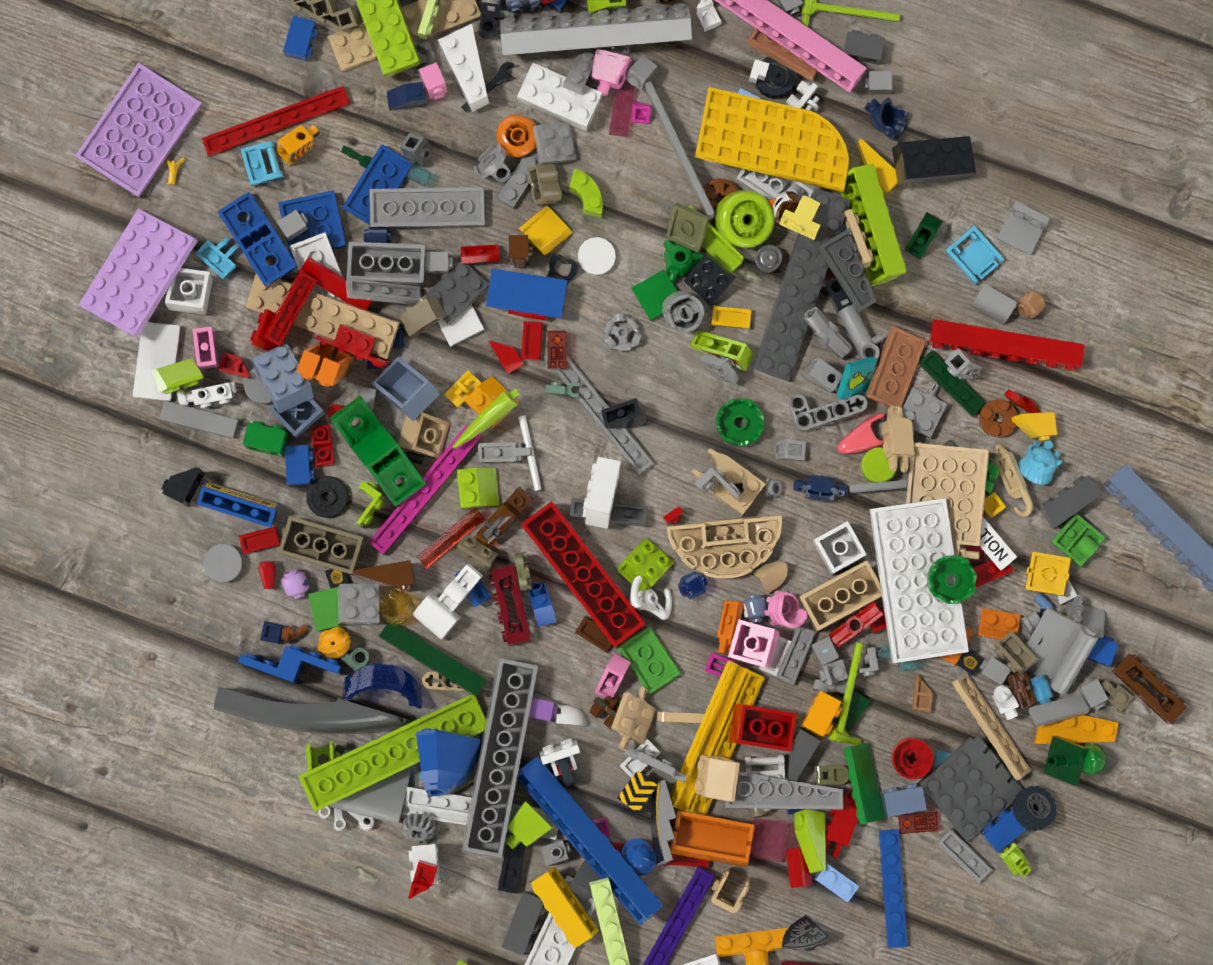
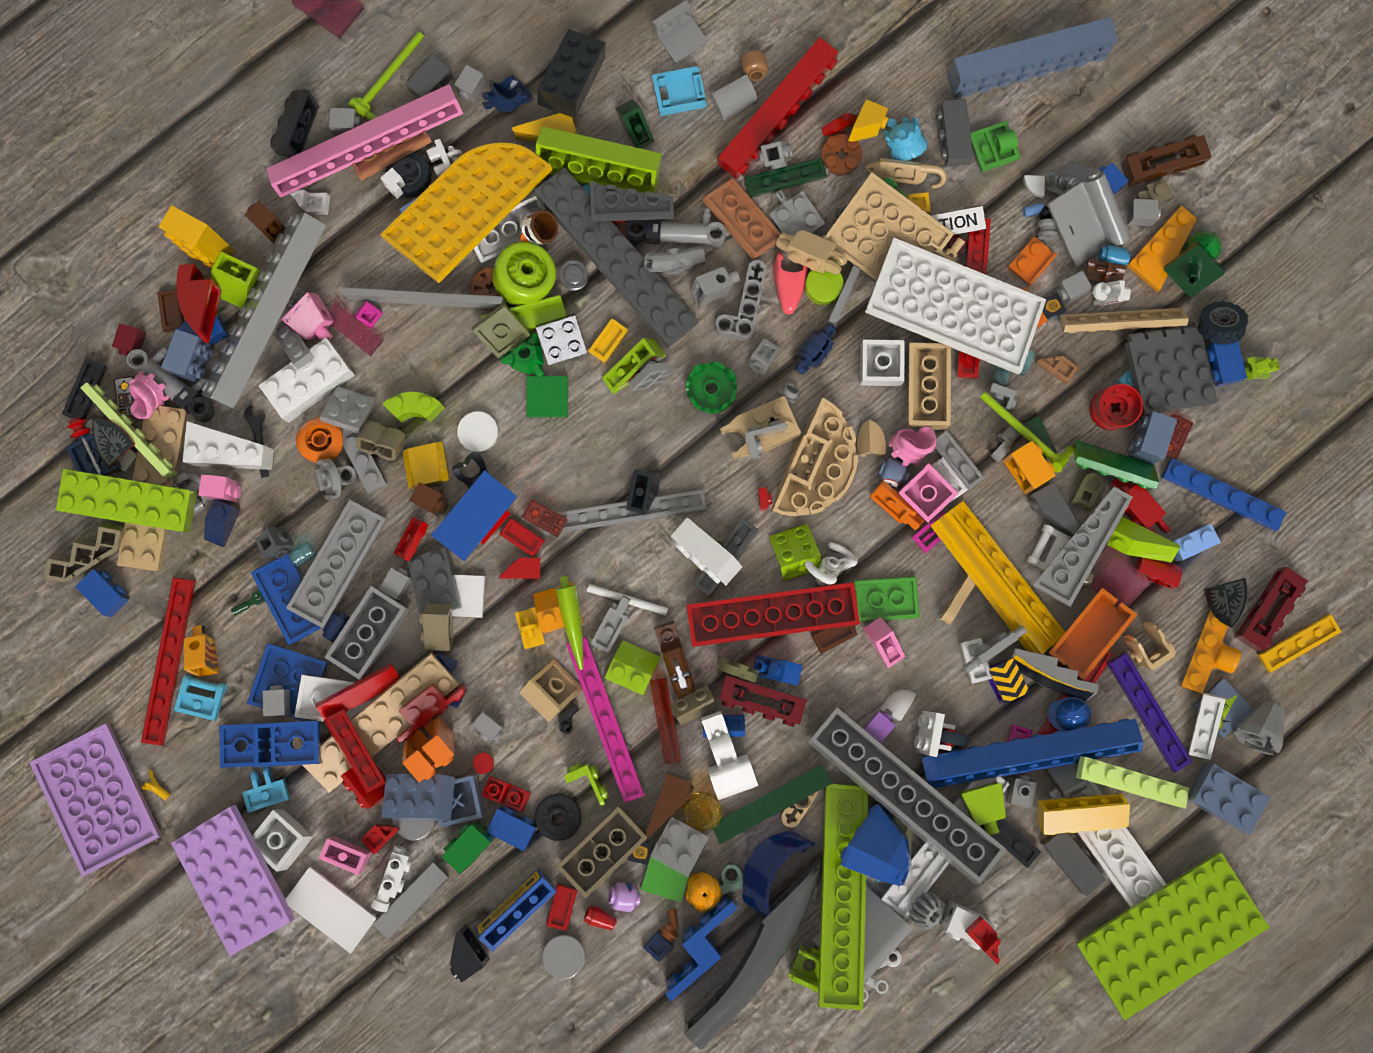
camera: 55 degrees left, 0 degrees up
(172, 376) = (354, 899): lime slope -> none
(377, 451) = (542, 744): green bracket -> none
(382, 291) = (391, 652): light grey tile -> none
(405, 388) = (498, 682): sand blue piece -> none
(557, 389) = (582, 538): sand green plate -> none
(598, 707) = (905, 670): reddish brown hips -> none
(622, 333) = (564, 449): light grey piece -> none
(633, 718) = (936, 645): tan plate -> none
(641, 72) = (330, 291): light grey brick -> none
(683, 311) = (577, 380): light grey brick -> none
(692, 585) = (840, 518): clear blue head -> none
(717, 777) = (1039, 597): tan slope -> none
(762, 727) = (1012, 528): red brick -> none
(802, 219) = (557, 217): light yellow piece -> none
(824, 651) = (970, 431): light grey brick -> none
(832, 672) = (996, 434): light grey bracket -> none
(852, 222) = (584, 177): tan plate -> none
(856, 377) = (733, 256): teal tile -> none
(865, 617) = (962, 401): red piece -> none
(964, 579) = (983, 265): green plate -> none
(964, 856) = (1228, 412): light grey tile -> none
(1015, 652) = (1070, 258): dark tan bracket -> none
(1048, 574) = (1011, 189): yellow plate -> none
(1058, 710) = (1143, 250): light grey tile -> none

